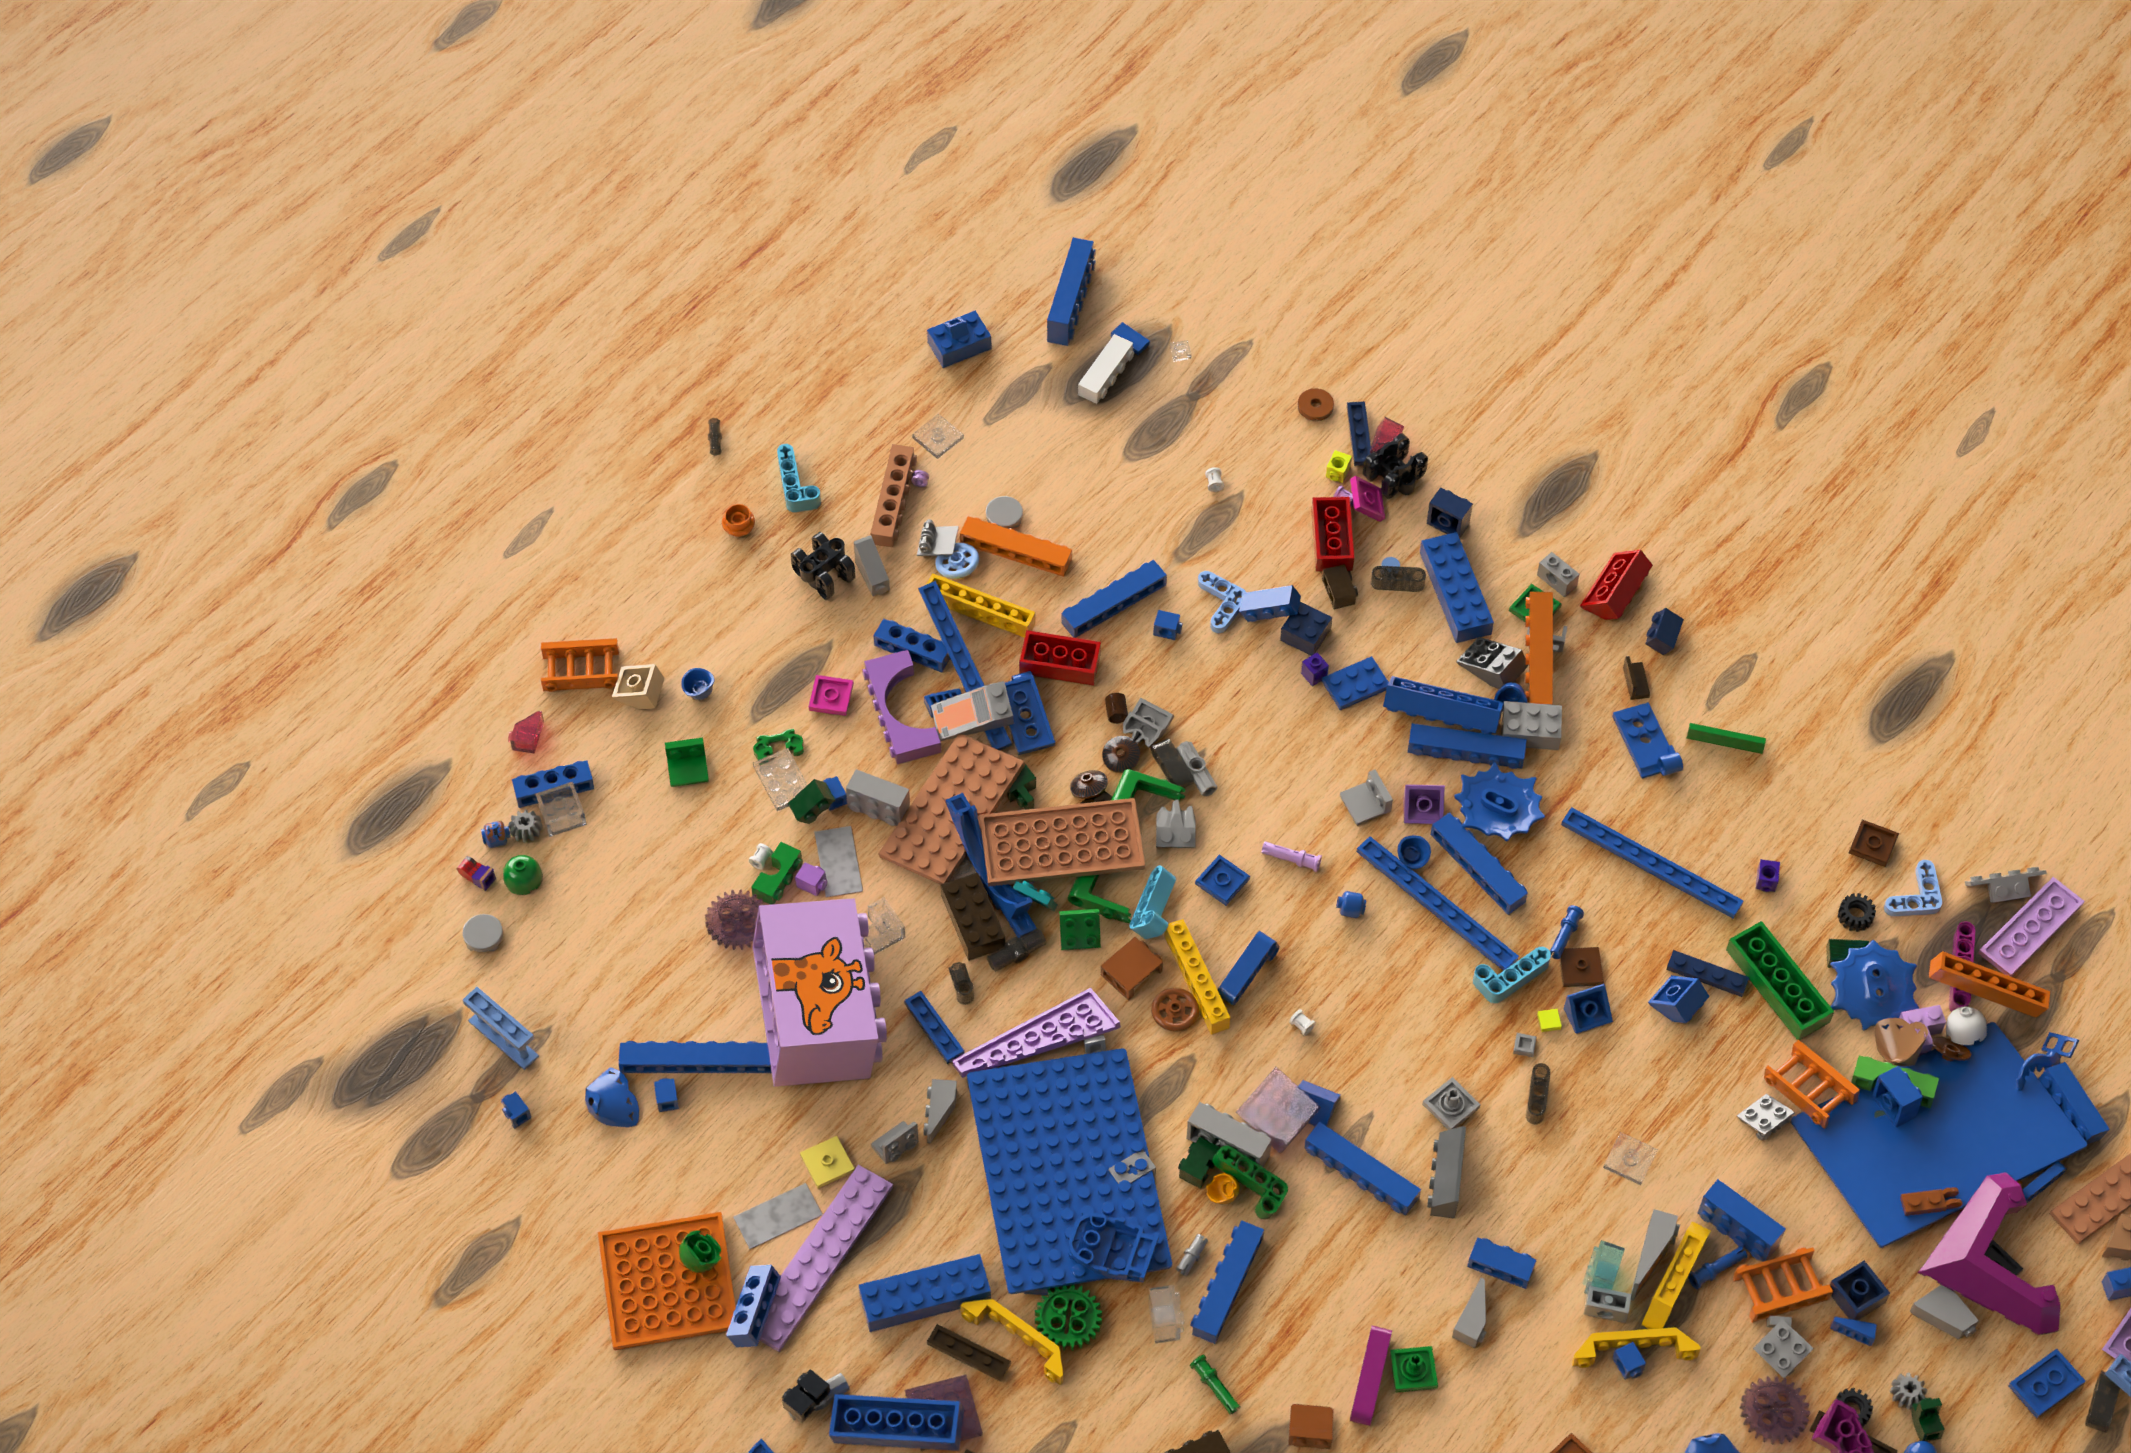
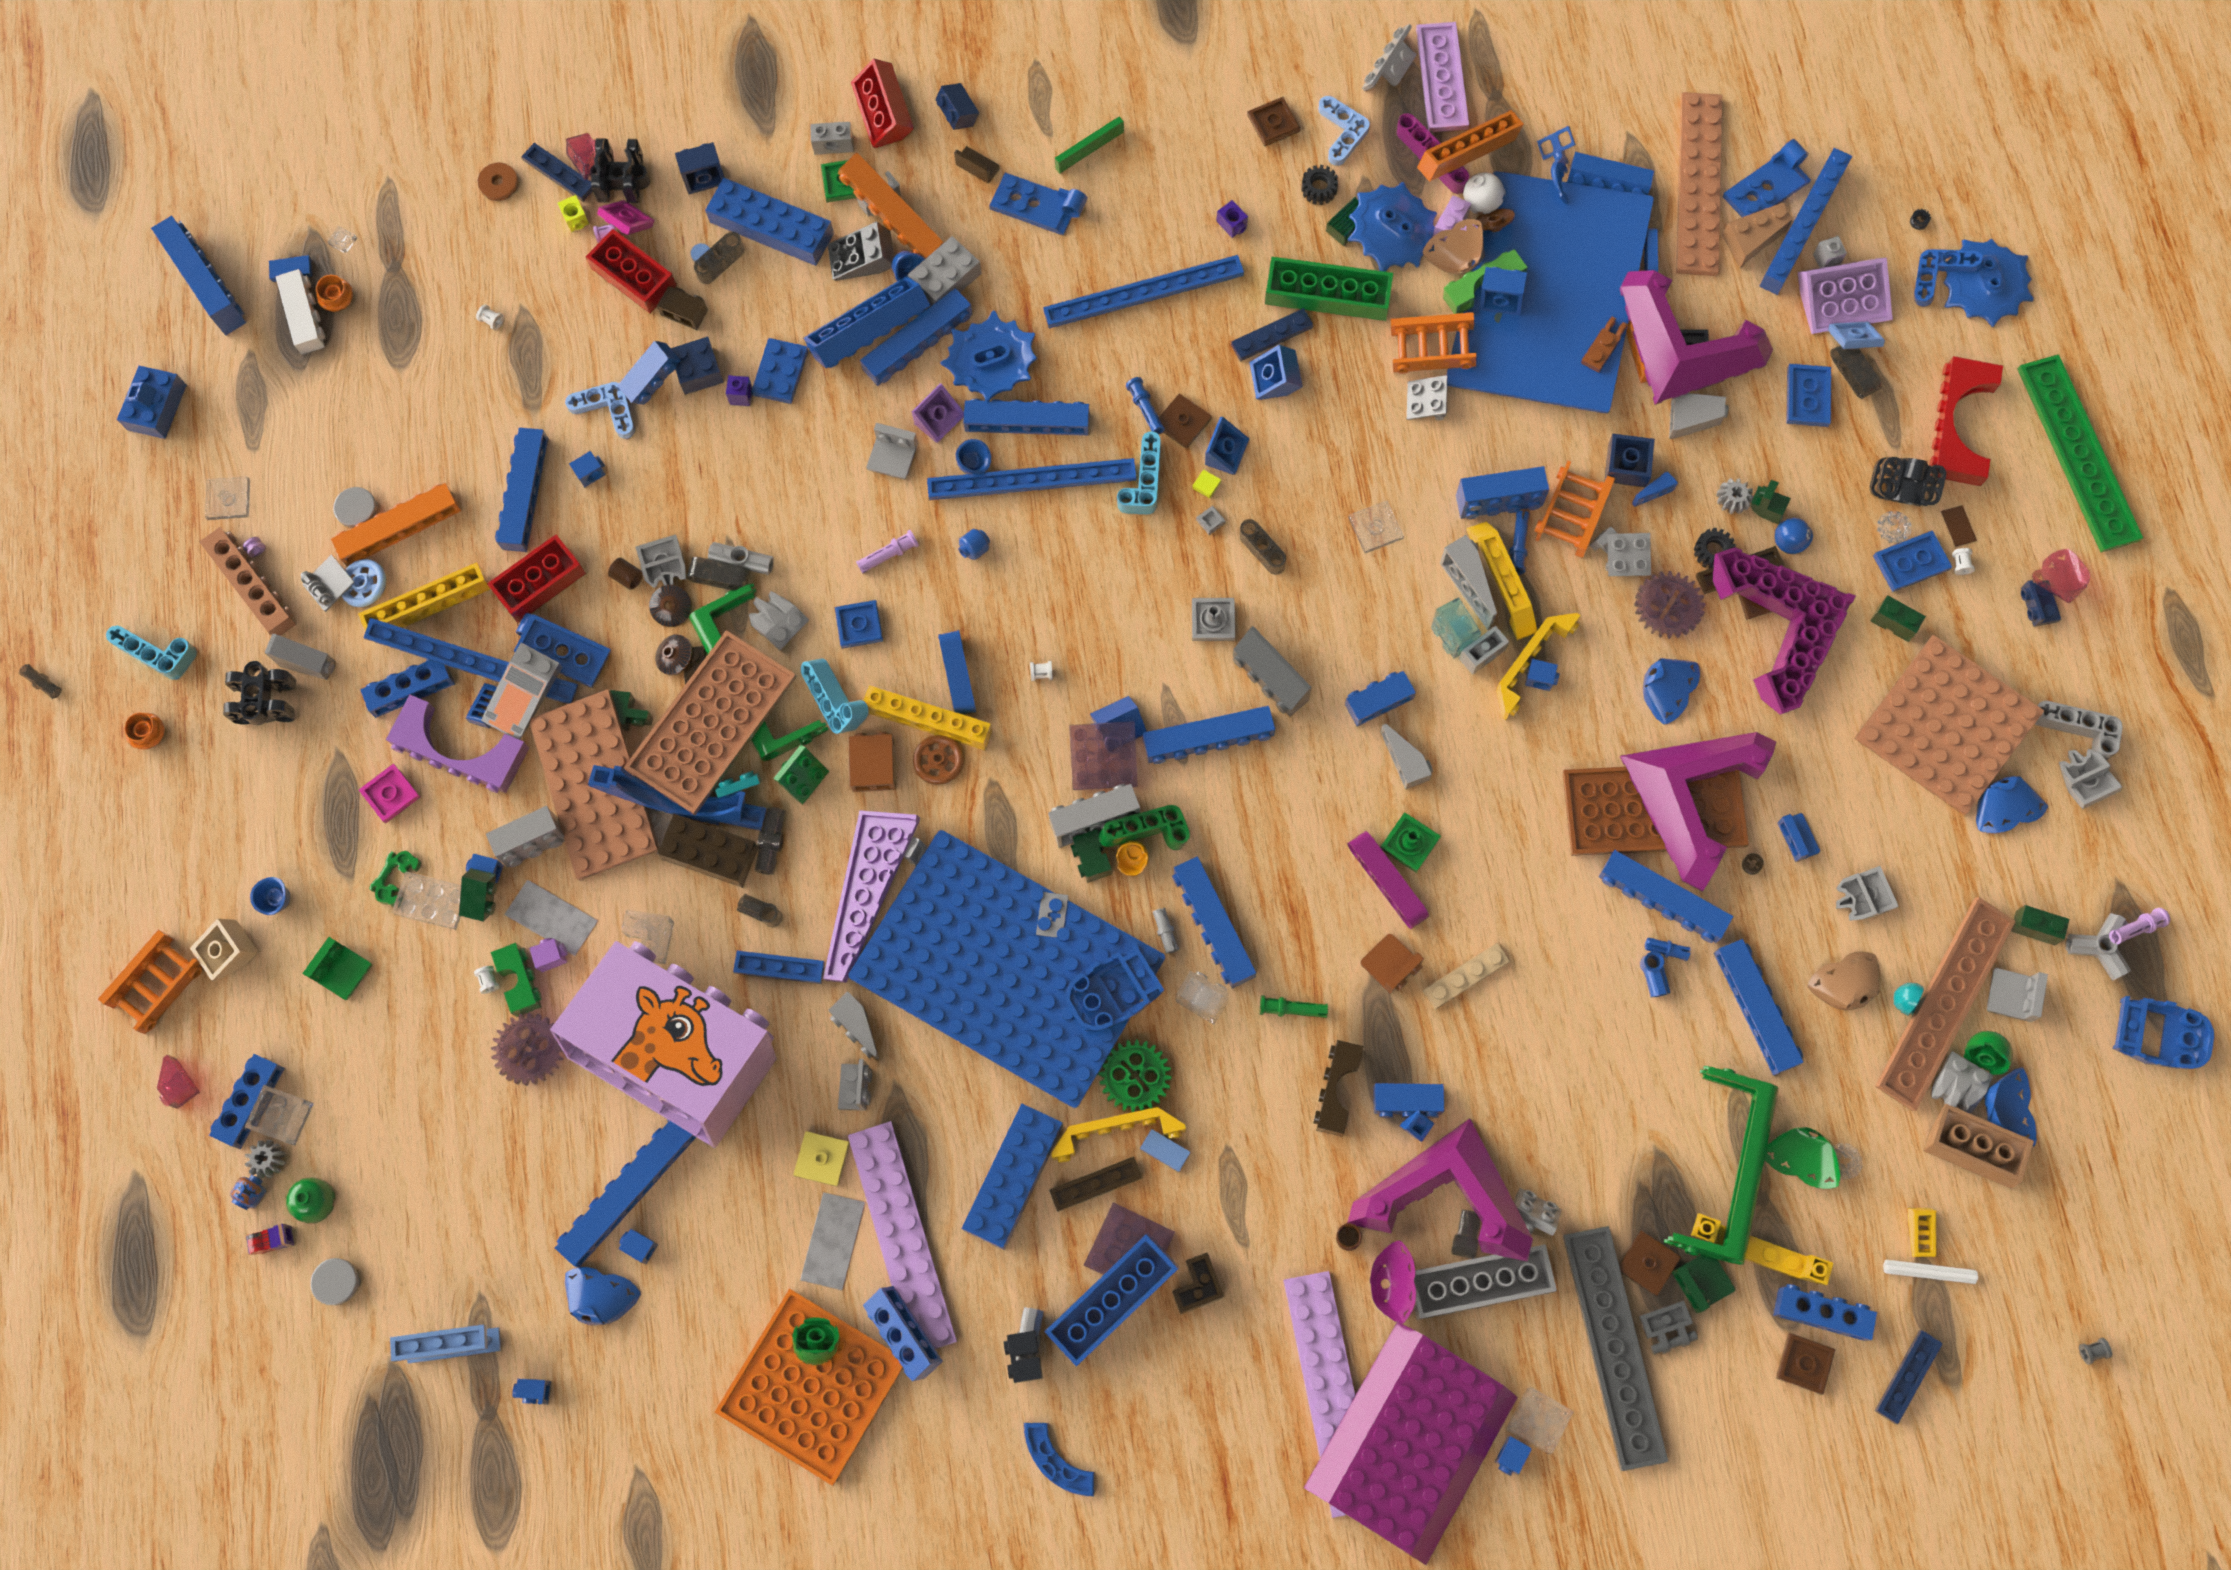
camera: 45 degrees left, 15 degrees up
(1034, 1381) = (1165, 1150): none -> medium blue tile
(1137, 376) = (334, 293): none -> orange piece

